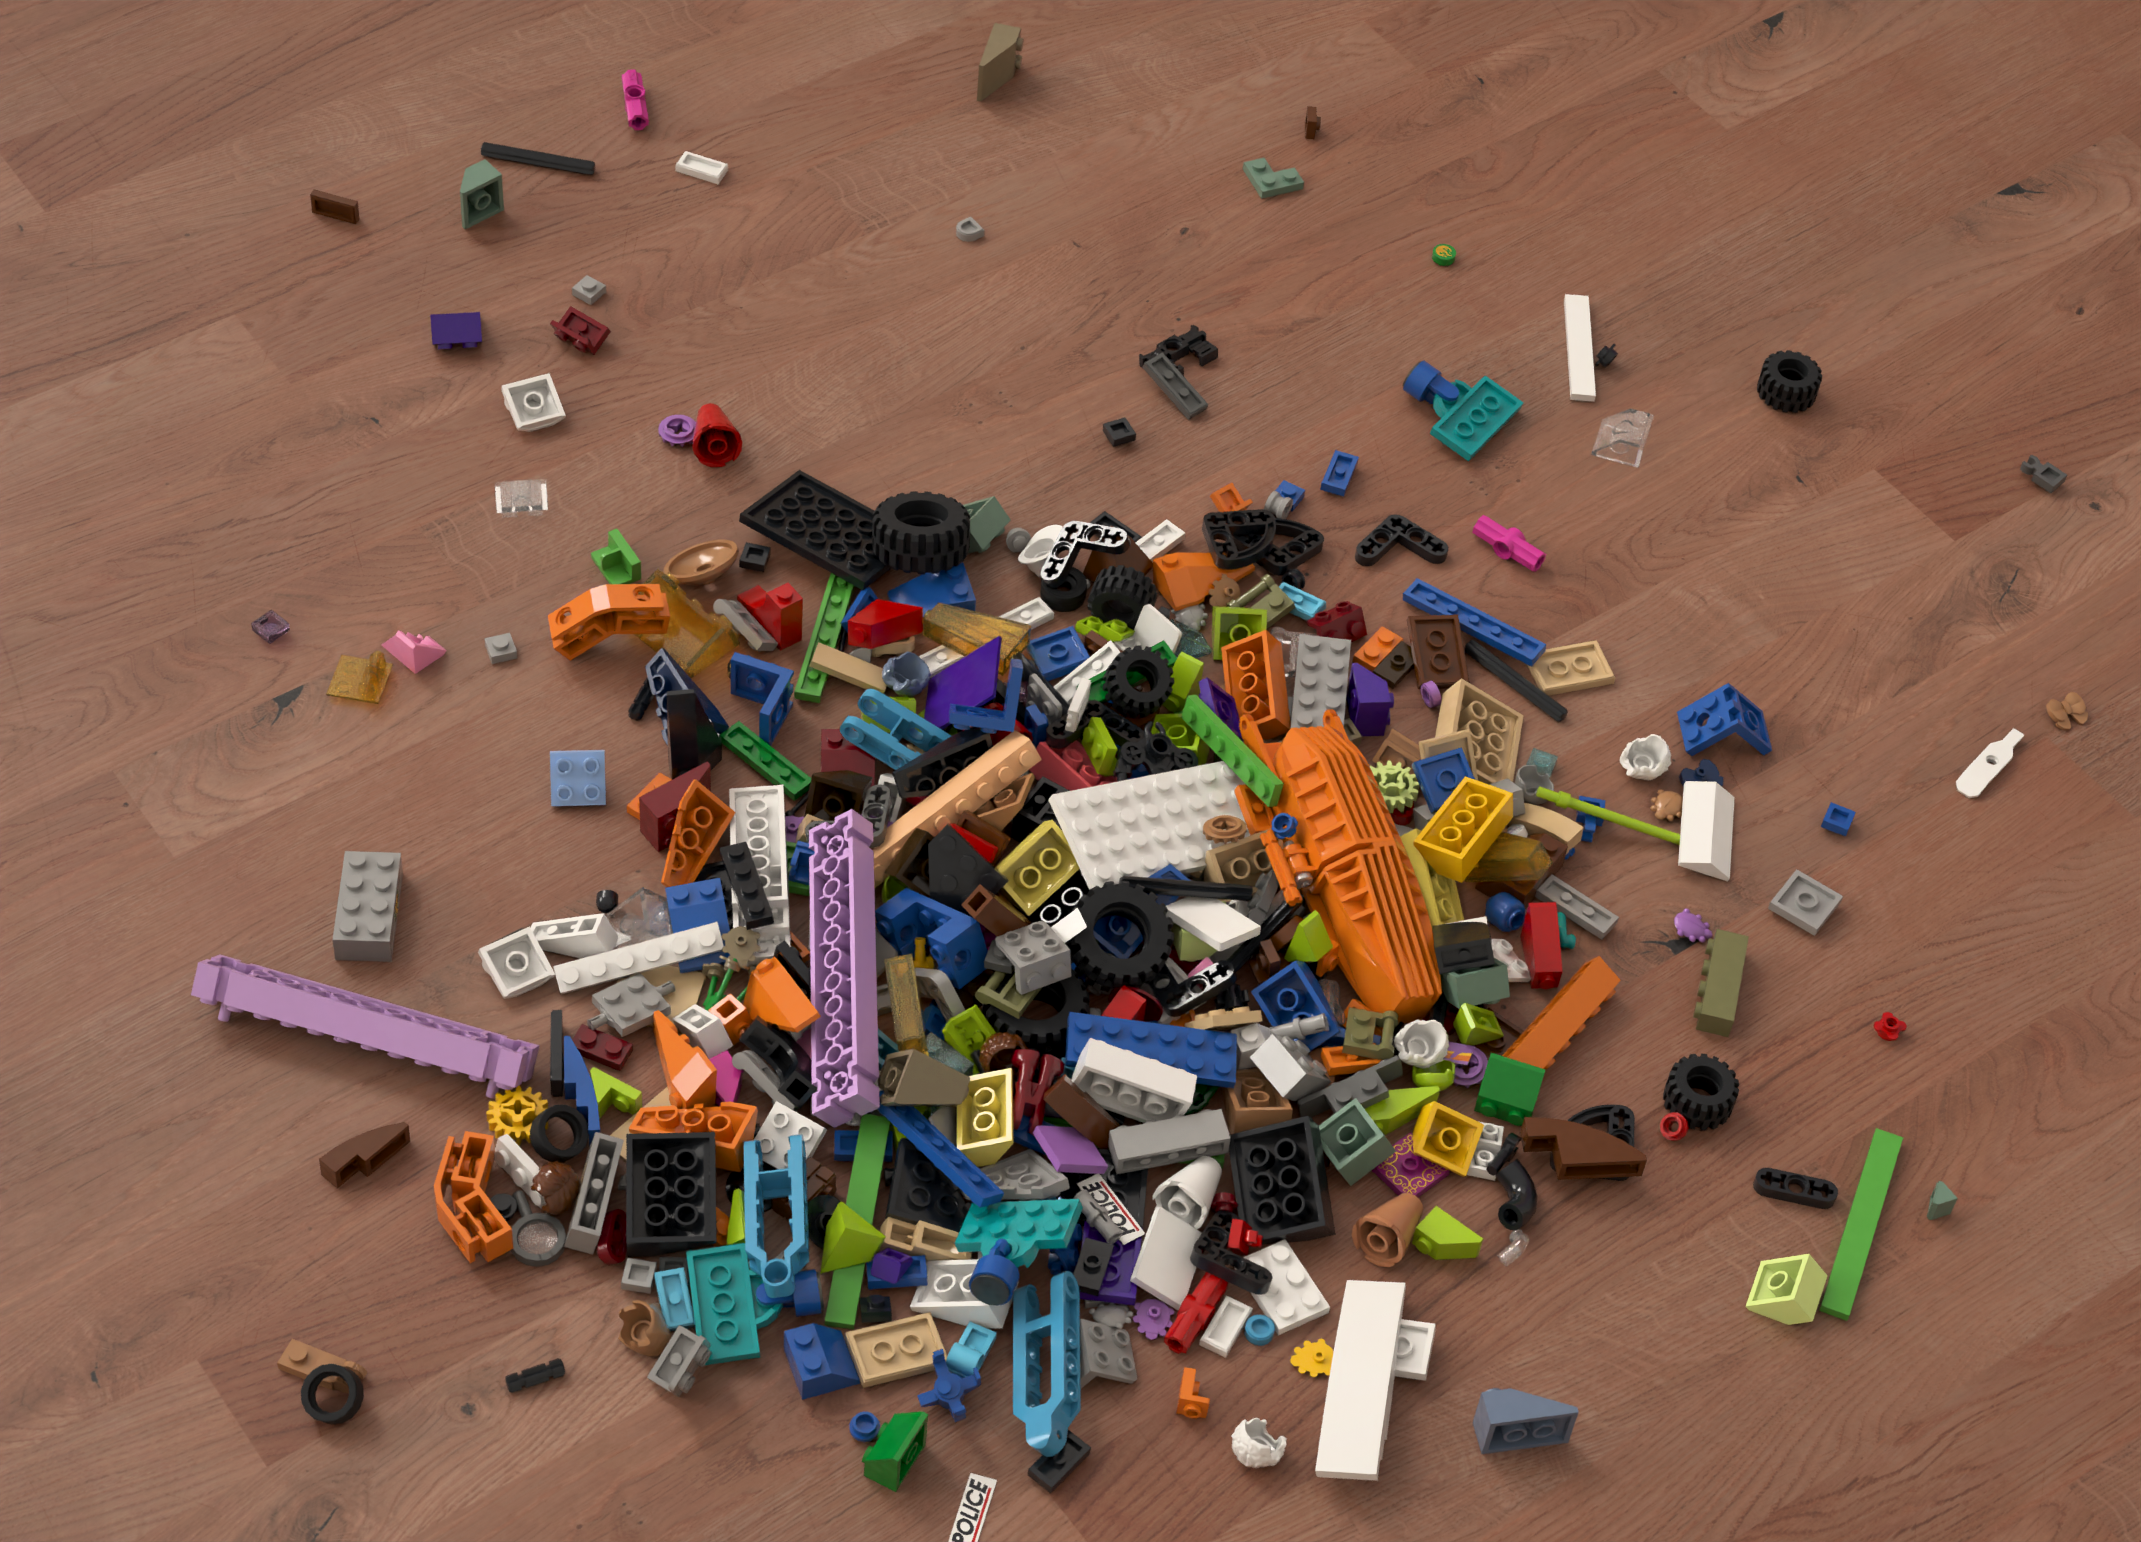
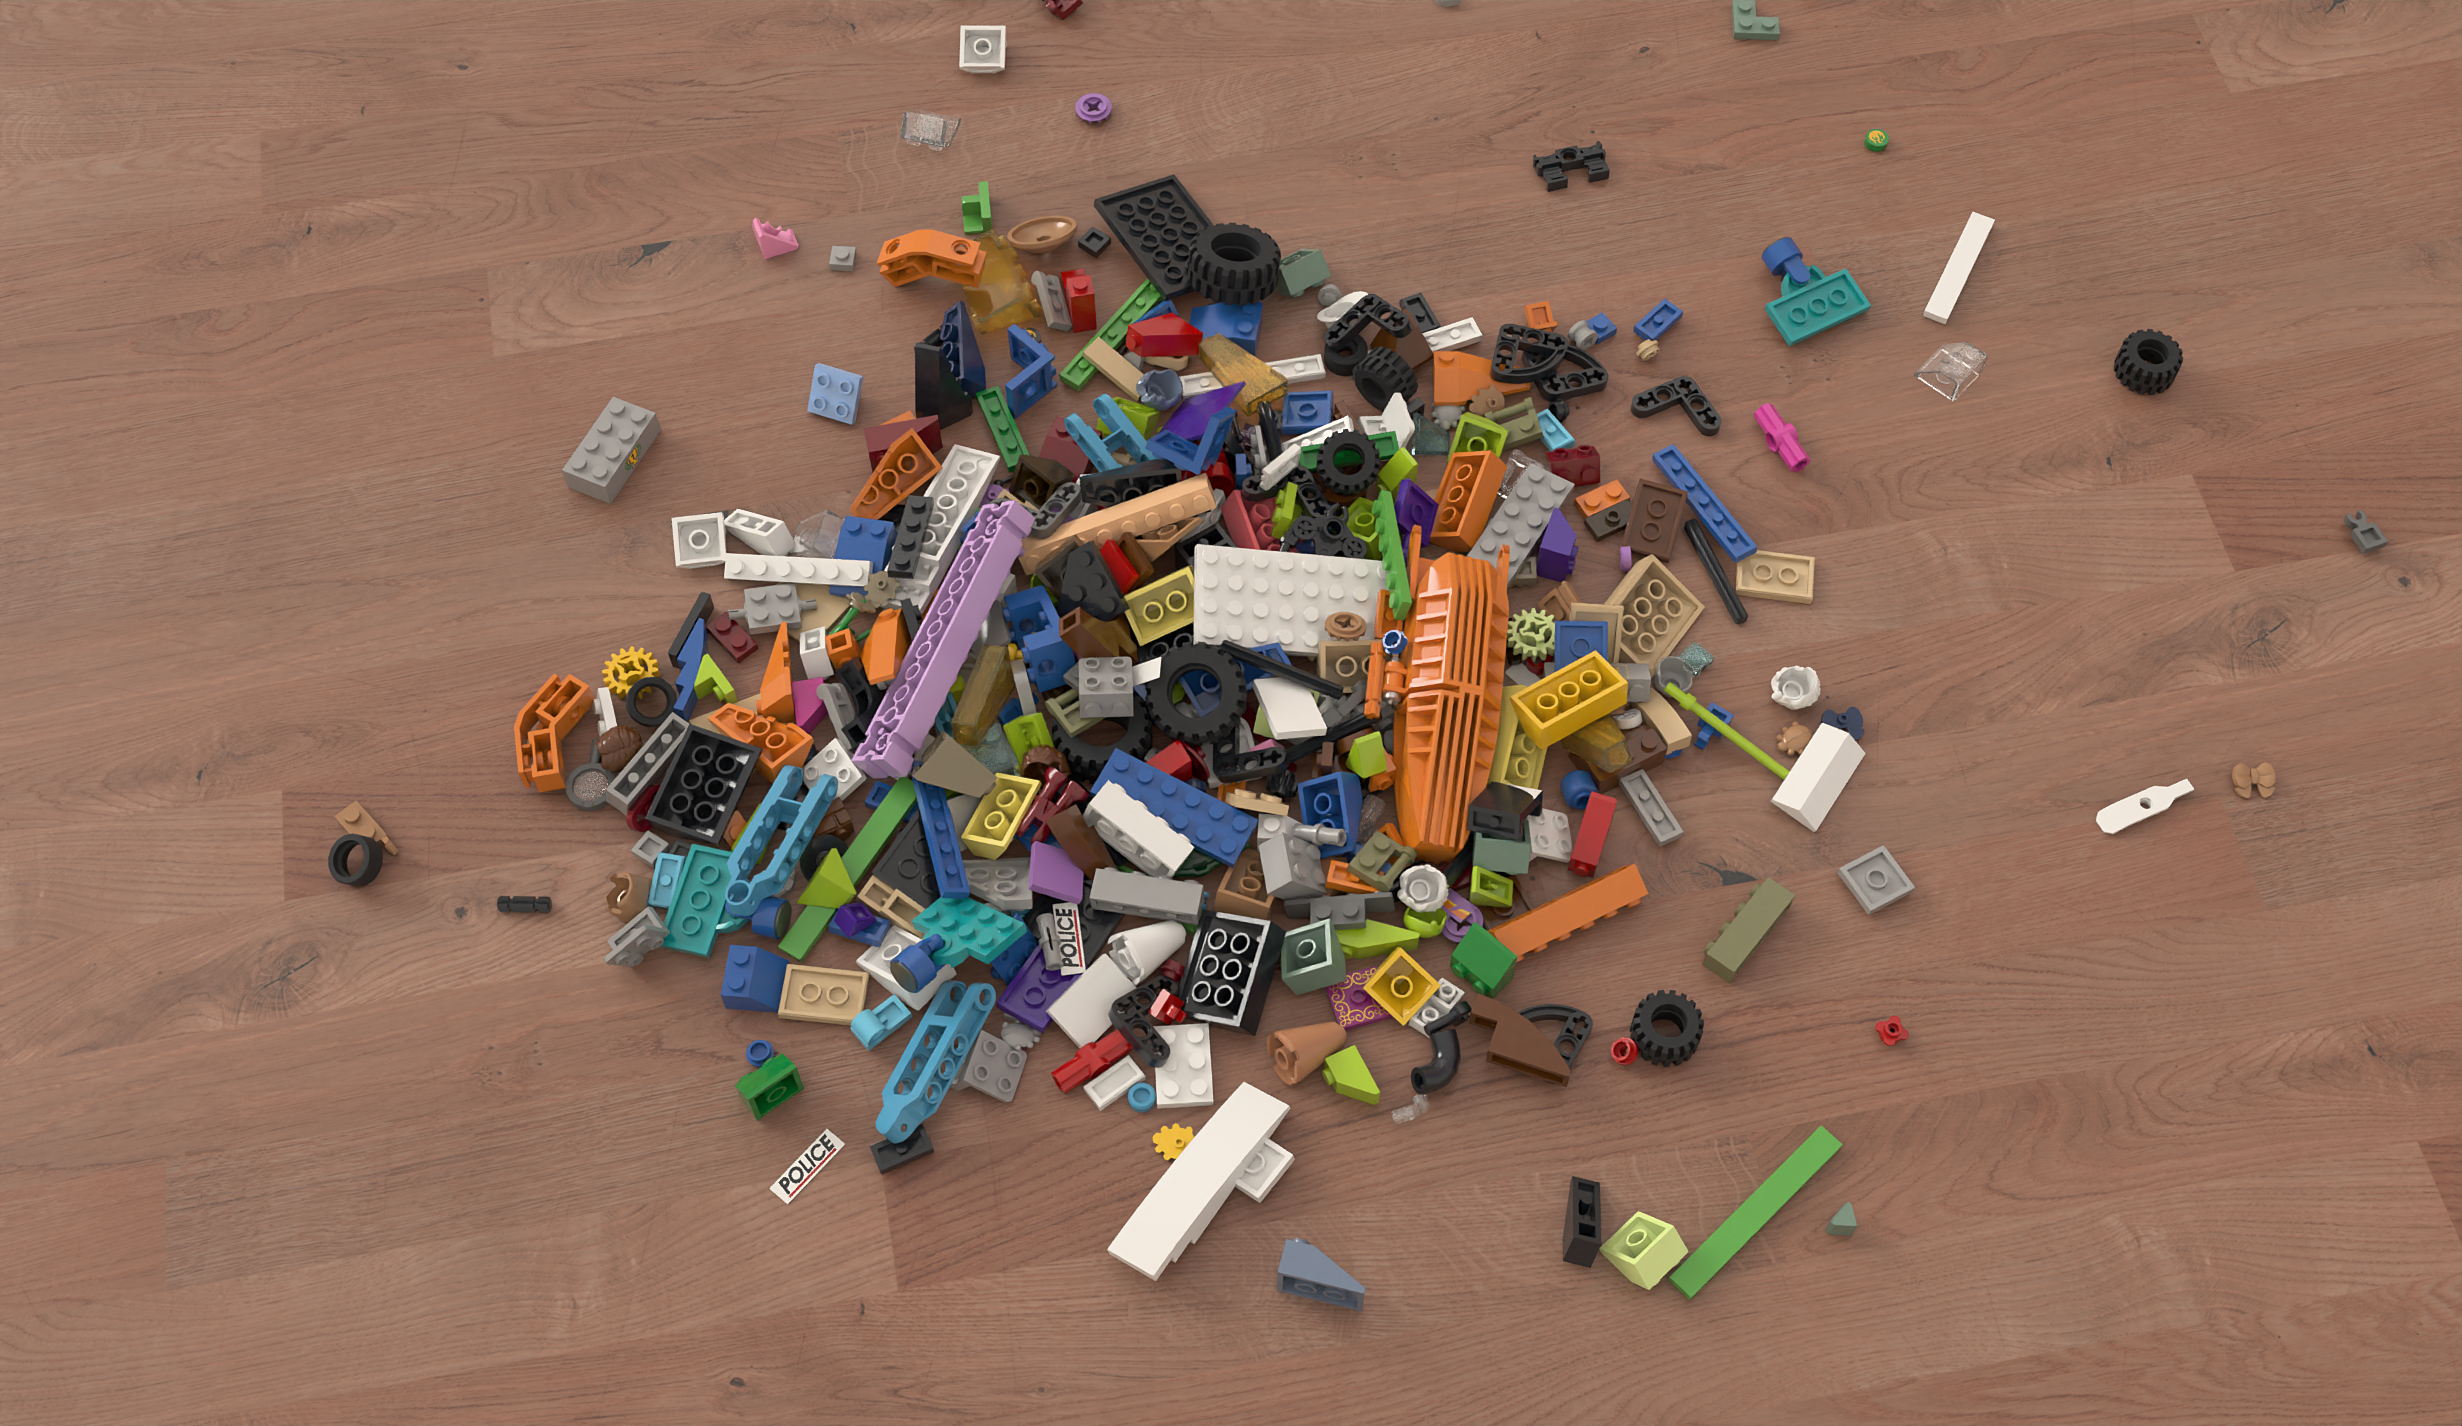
camera: 30 degrees right, 10 degrees up
(270, 626) = (669, 182): plate -> none
(360, 678) = (716, 249): clear yellow hinge -> none
(363, 1153) = (495, 661): reddish brown slope -> none
(365, 1021) = (551, 551): lavender brick -> none
(505, 1205) = (577, 748): black plate -> none
(606, 900) = (804, 510): black hinge -> none
(715, 437) = (1116, 123): red cone -> none
(875, 1309) = (824, 952): black plate -> none
(949, 1388) = (841, 1048): blue piece -> none
(1093, 1266) = (1020, 985): black plate -> none
(1112, 630) = (1358, 405): lime slope -> none
(1119, 432) = (1476, 222): black plate -> none
(1153, 1318) = (1055, 1050): medium lavender piece -> none
(1175, 386) = (1550, 194): dark grey tile -> none
(1189, 1402) = (1044, 1129): orange bracket -> none
(1255, 1446) = (1076, 1202): white hair -> none
(1344, 501) = (1647, 349): none -> tan plate
(1566, 940) = (1622, 823): teal arm -> none
(1606, 355) = (1979, 283): black plate -> none
(1692, 926) = (1752, 864): medium lavender piece -> none
(1723, 1288) = (1582, 1223): none -> black slope
(1727, 713) = (1897, 671): blue bracket -> none
(1785, 1194) = (1711, 1165): black beam -> none
(1838, 819) = (1954, 809): blue plate -> none

